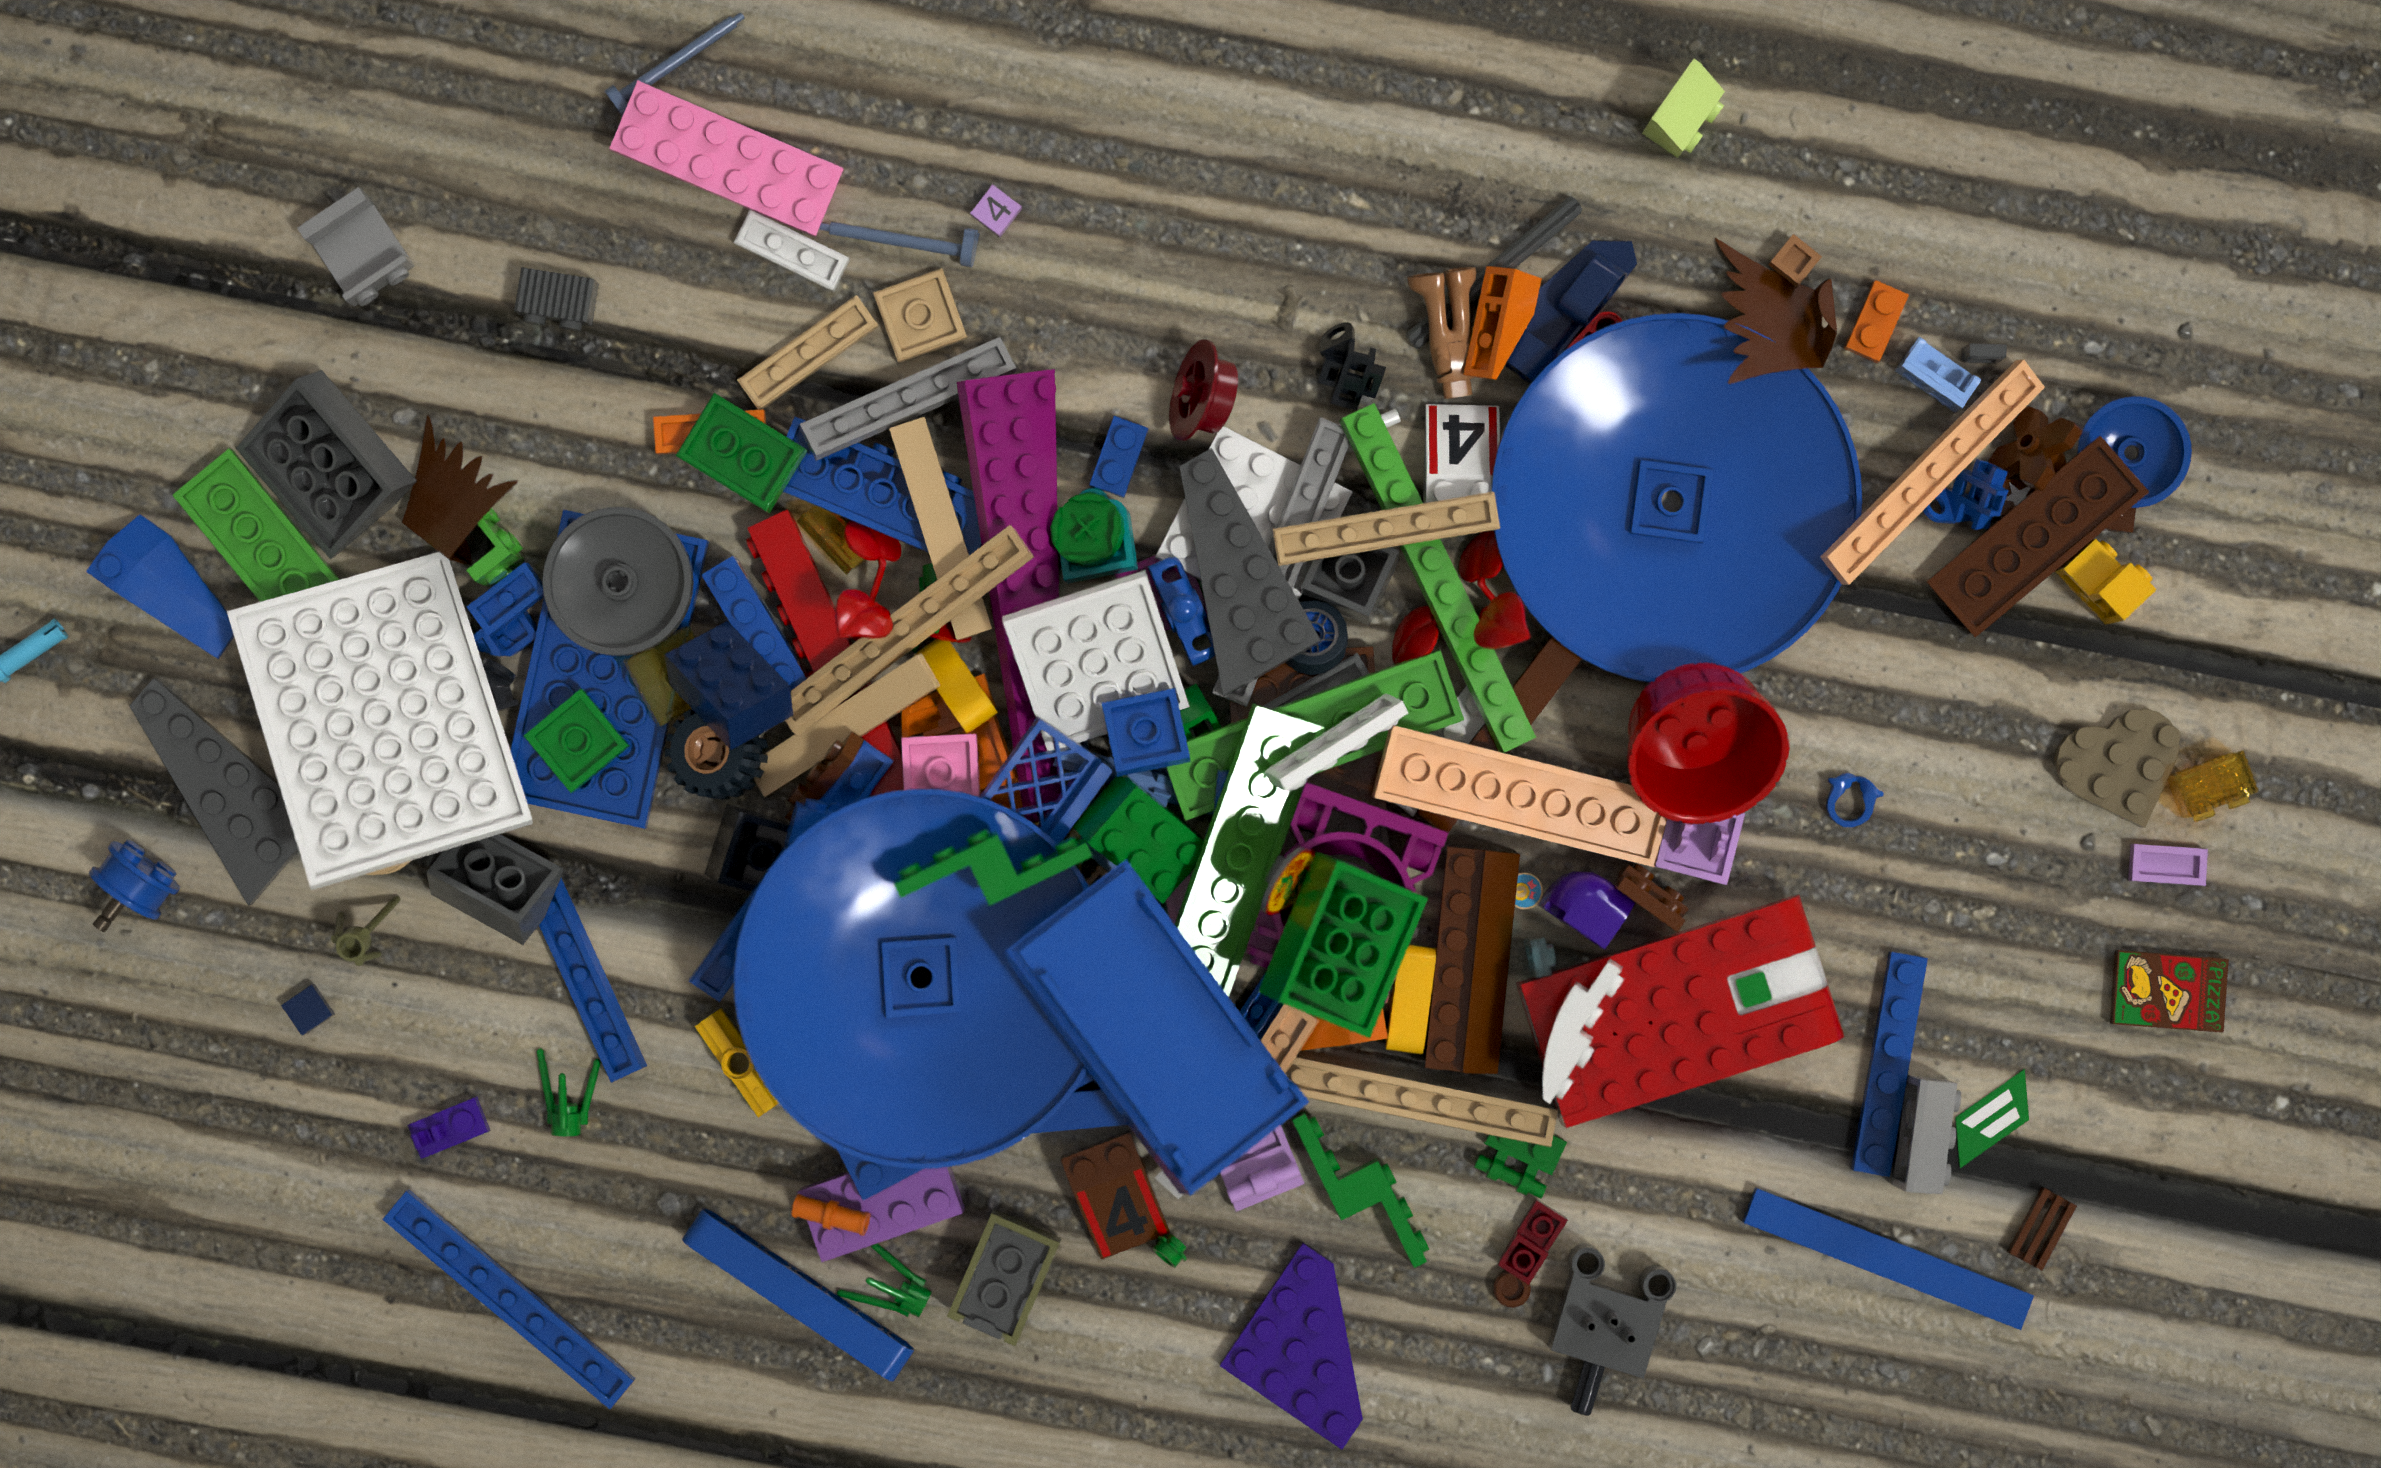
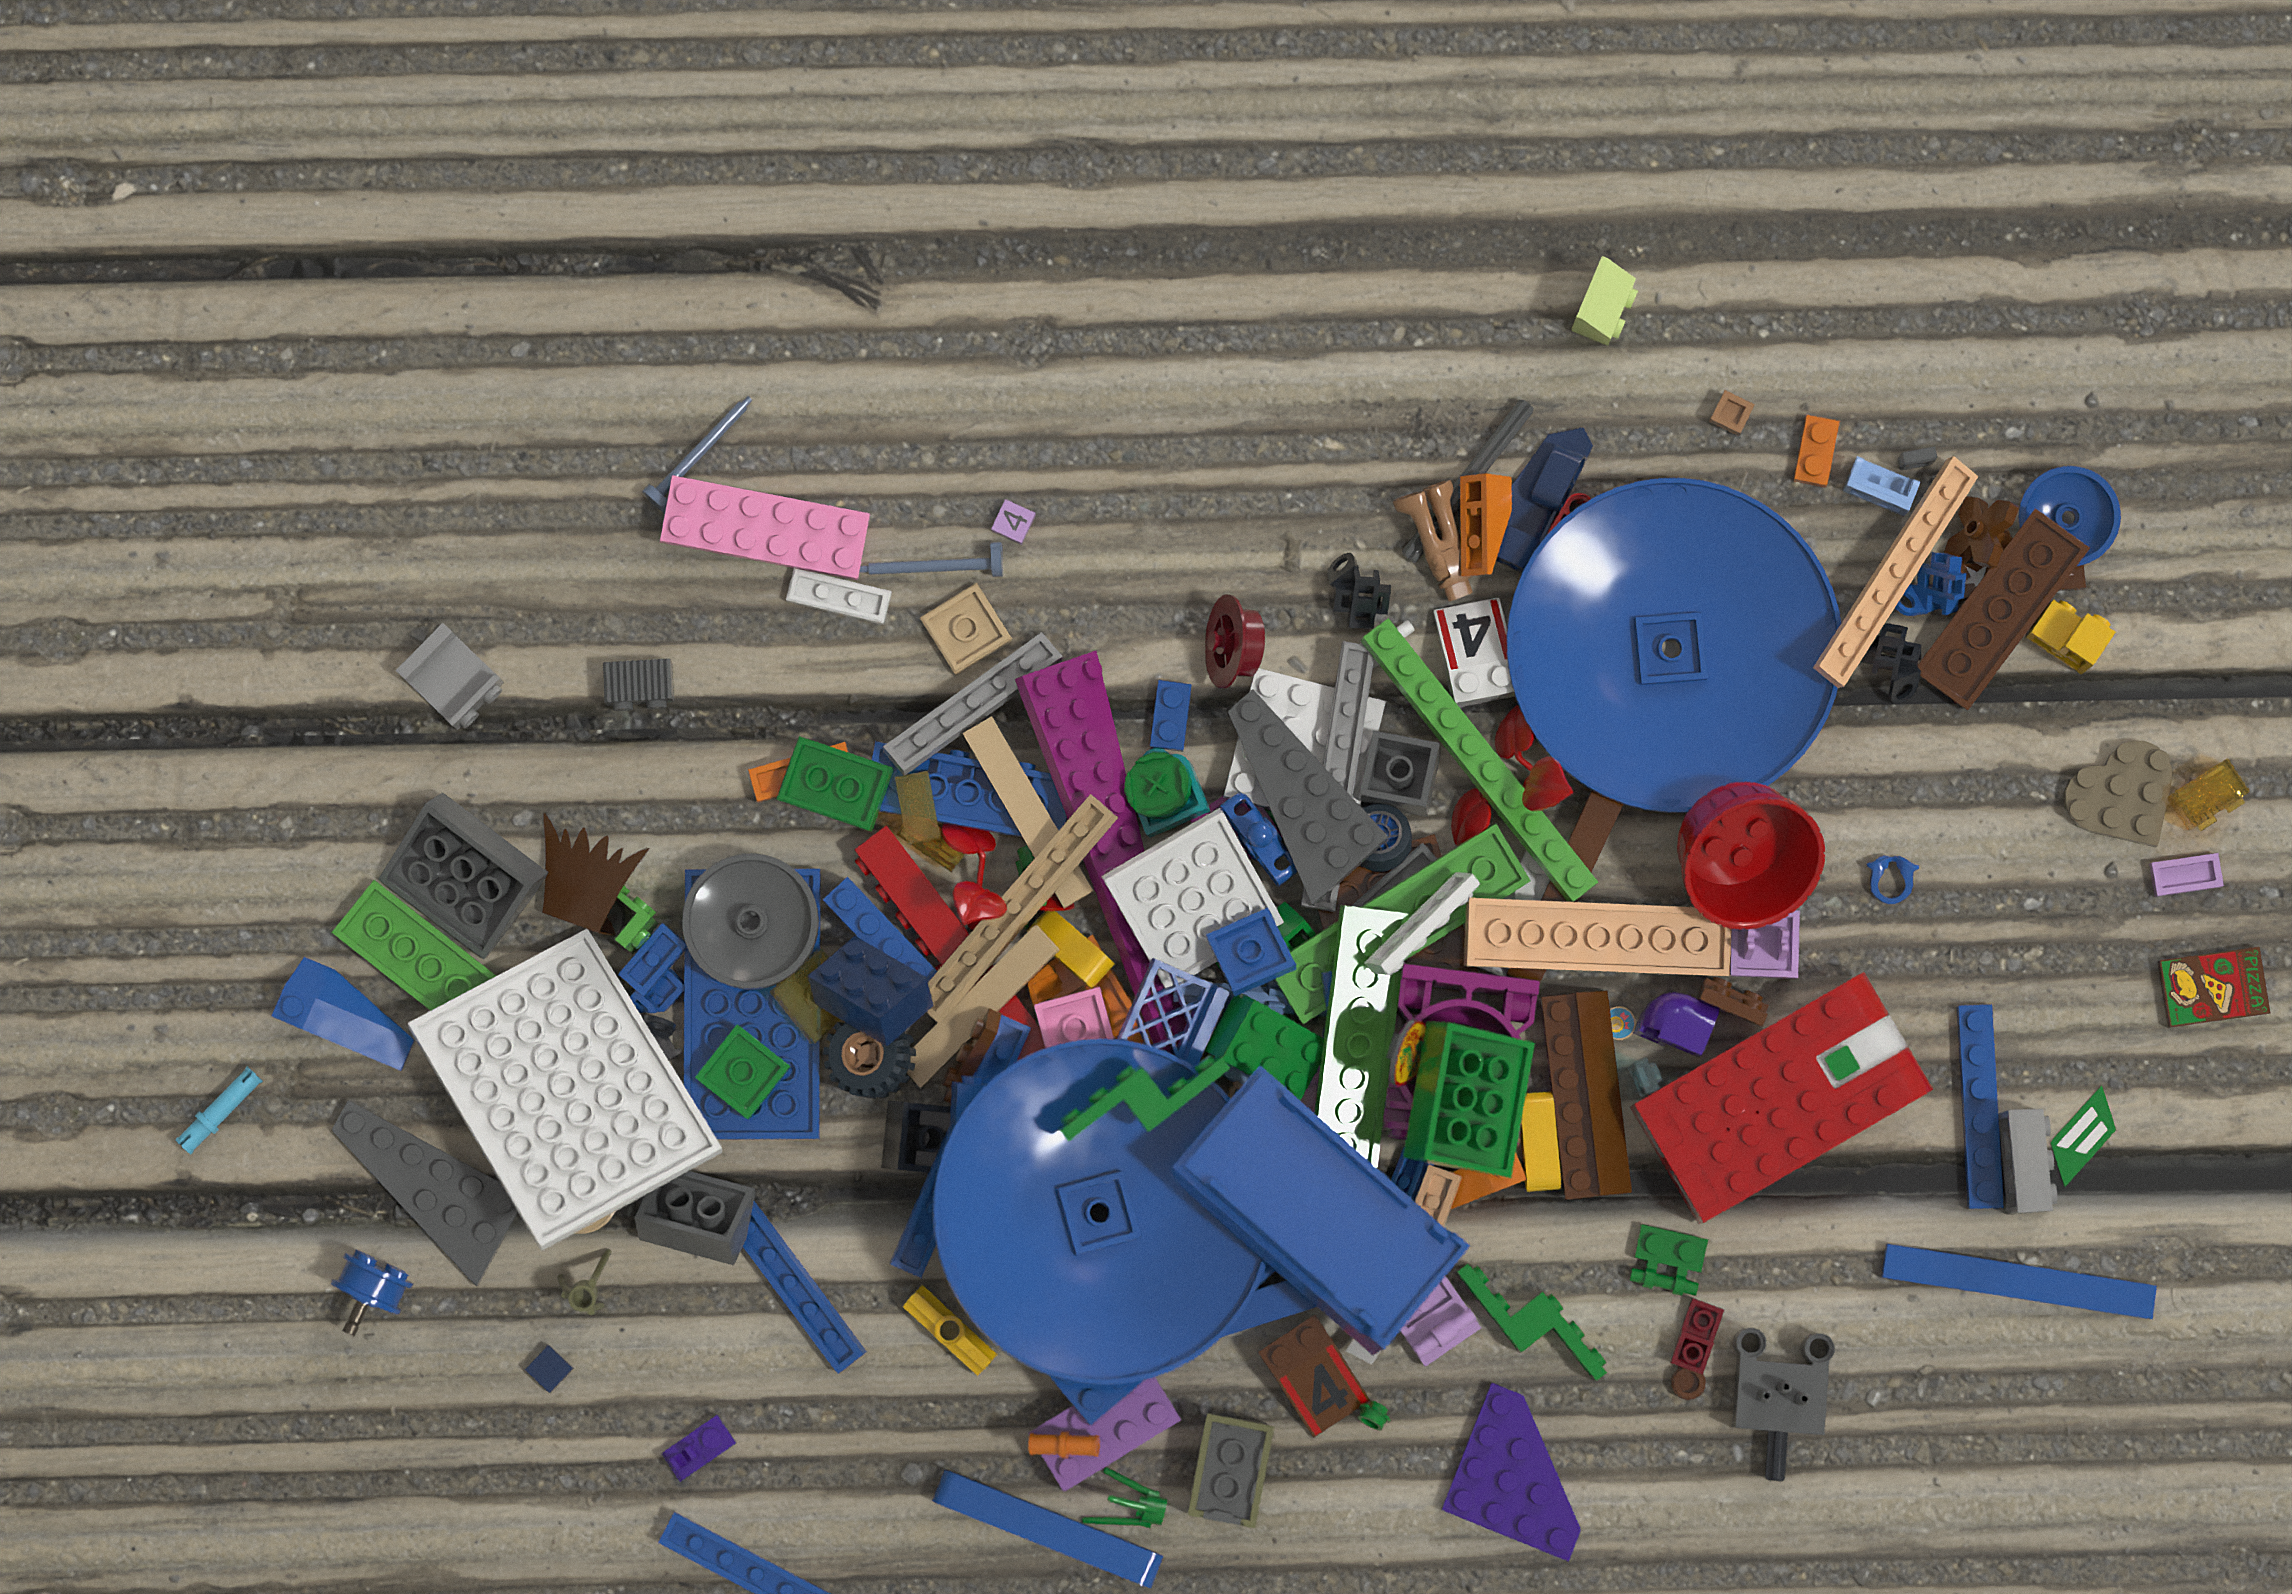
camera: 15 degrees left, 5 degrees down
(564, 1116) = (804, 1415): green plant -> none
(808, 353) = (873, 683): tan tile -> none
(824, 497) = (917, 807): none -> clear yellow plate
(1386, 528) = (1424, 726): tan tile -> none
(1424, 1102) = (1574, 1230): tan plate -> none
(1568, 1042) = (1687, 1144): white slope -> none
(1781, 313) = (1730, 462): reddish brown piece -> none
(1918, 574) = (1903, 666): none -> black piece
(2055, 1234) = (2163, 1227): reddish brown tile -> none

